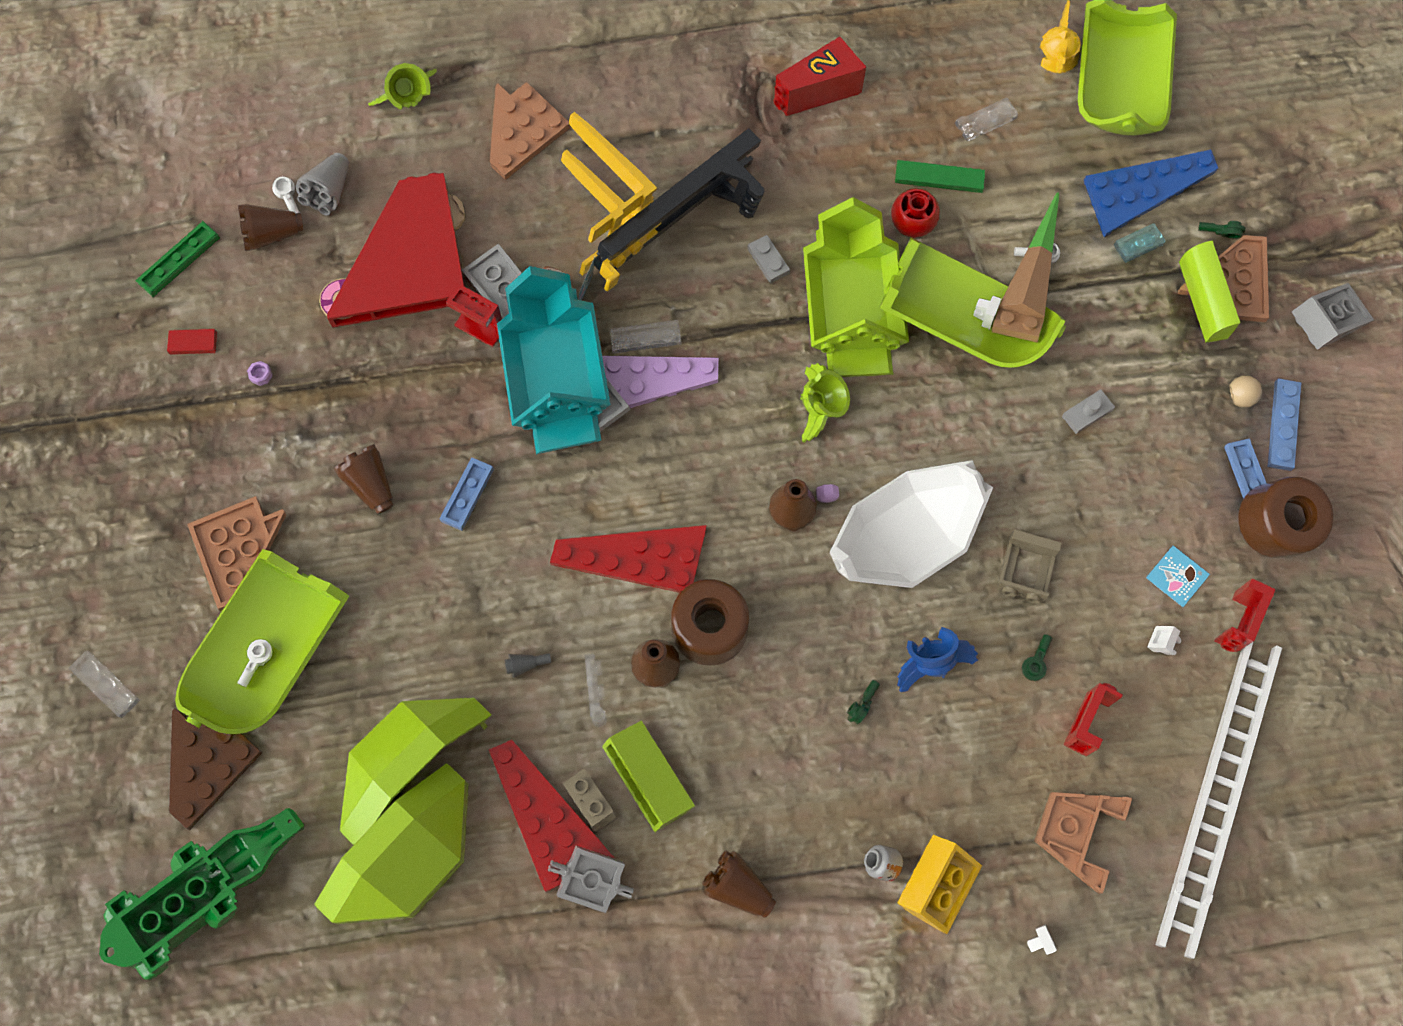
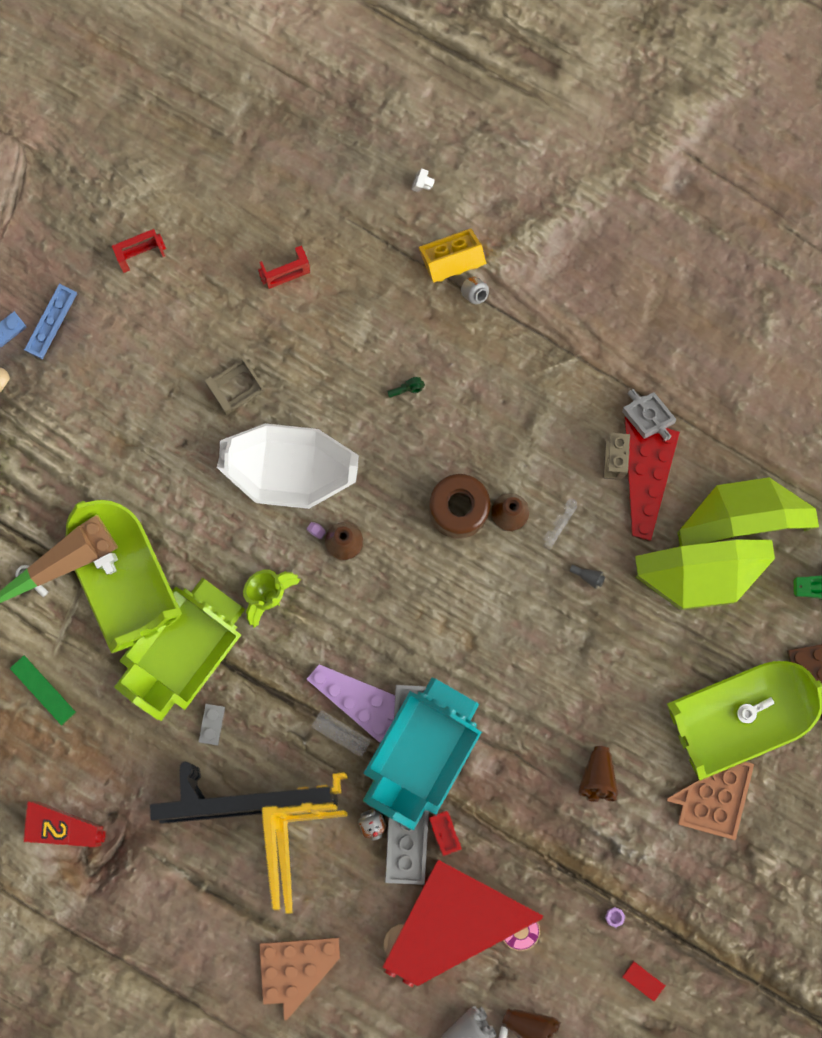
camera: 145 degrees left, 10 degrees up
(466, 494) = (542, 716): medium blue plate -> none
(586, 282) = (351, 801): medium azure sticker -> none
(648, 558) = (462, 583): red wing -> none
(648, 776) = (569, 448): lime brick -> none
(738, 886) = (568, 345): reddish brown cone -> none
(914, 221) = (75, 667): red wheel -> none
(935, 658) = (342, 377): blue helmet -> none
(1034, 667) = (287, 326): dark green plate -> none
(1069, 827) = (351, 225): nougat wing -> none
(1088, 411) = (103, 450): light grey tile -> none
(1164, 639) = (196, 278): white tile -> none
(1177, 576) = (148, 309): medium azure sticker -> none
(1229, 809) = (244, 164): white ladder -> none
(1264, 521) = (59, 299): reddish brown piece -> none

